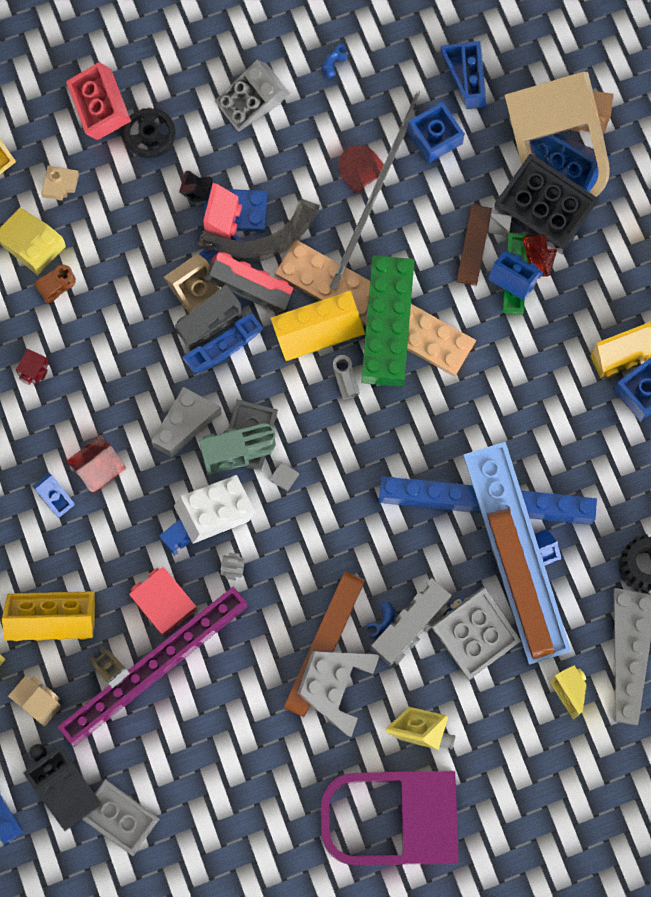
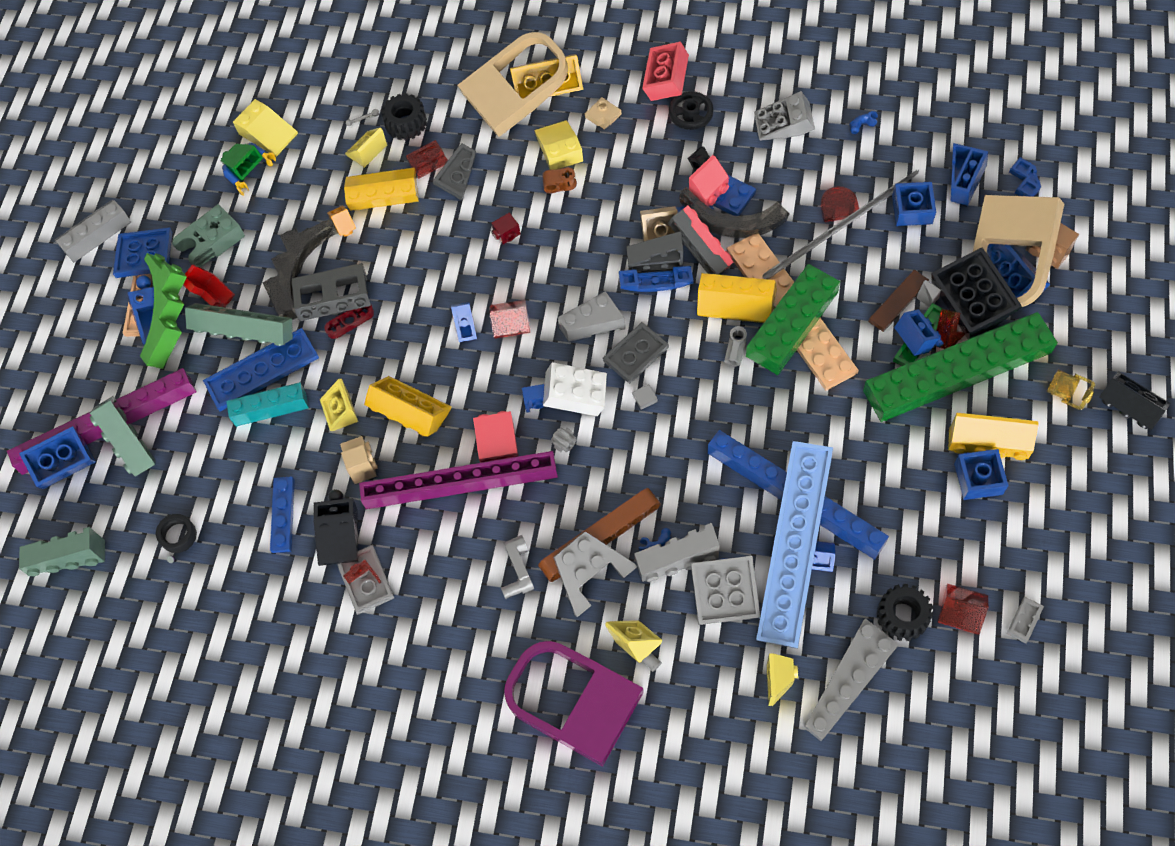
camera: 40 degrees right, 10 degrees down
(109, 667) = (424, 461): dark grey hinge -> none
(110, 812) = (359, 569): none -> clear red bracket
(236, 447) = (617, 351): sand green brick -> none
(281, 734) = (515, 548): none -> light grey beam
(520, 583) = (783, 567): dark orange beam -> none
(523, 40) = (1027, 173): none -> blue tile
(568, 288) = (959, 366): none -> green brick

